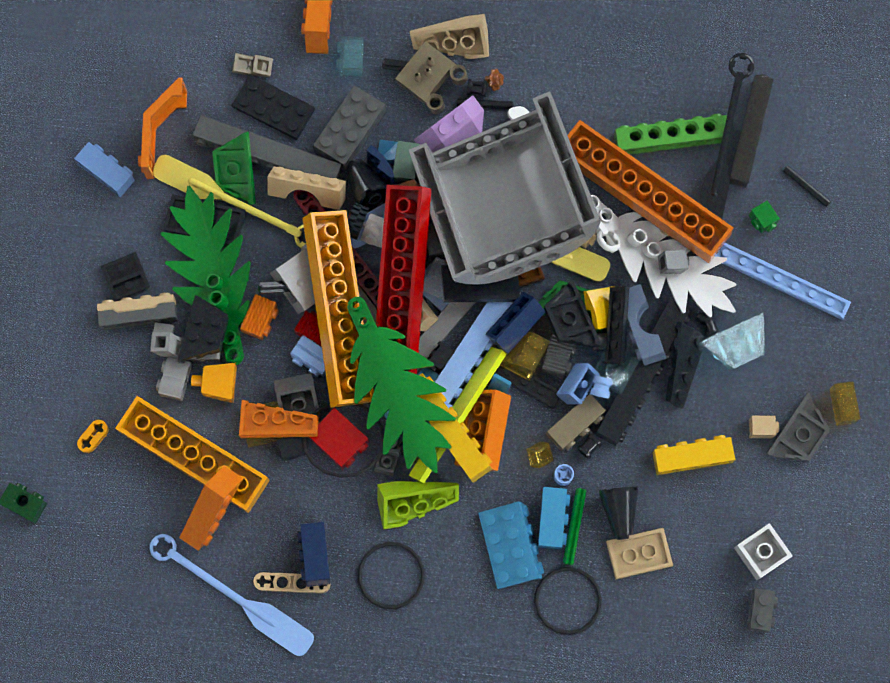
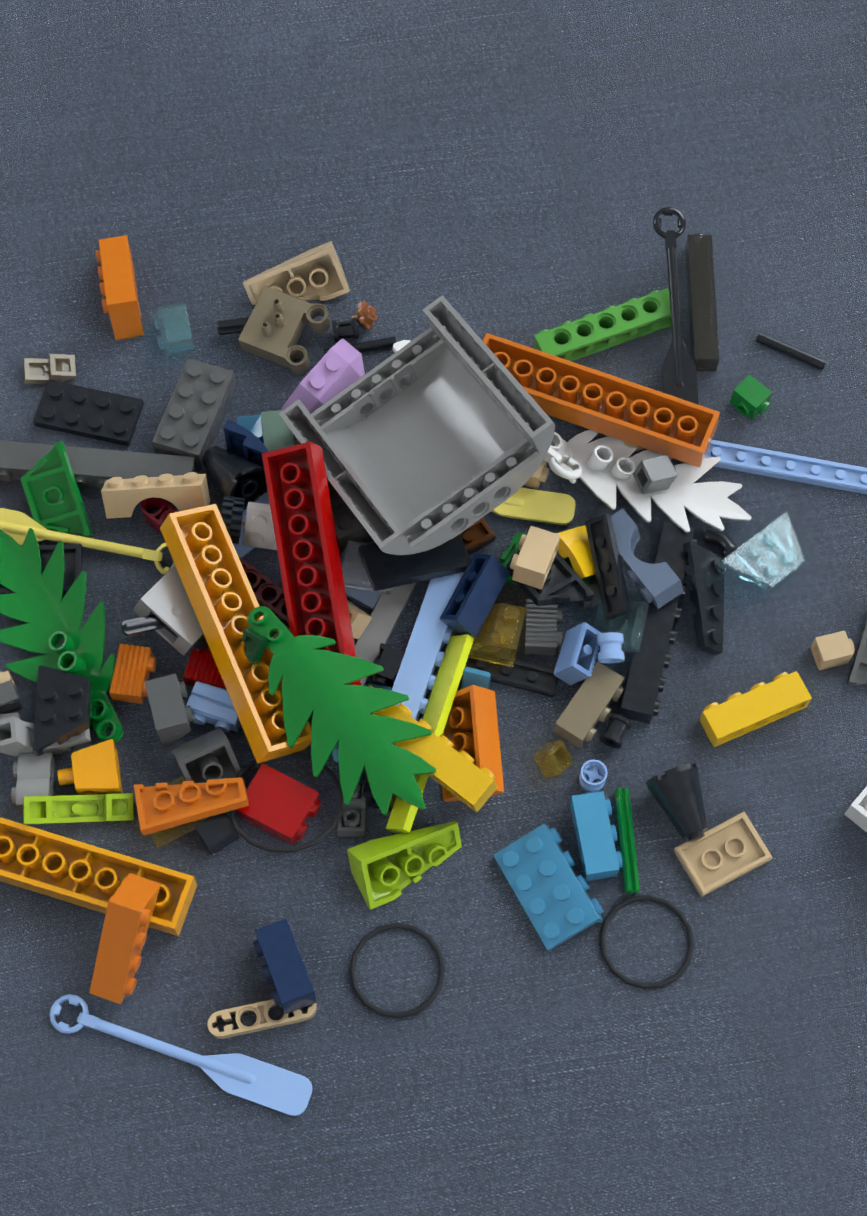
camera: 15 degrees left, 10 degrees down
(200, 406) = (77, 808): none -> lime slope
(277, 351) = (168, 708): none -> dark grey slope
(348, 324) = (254, 644): none -> dark green tile
(566, 306) = (535, 558): none -> tan brick

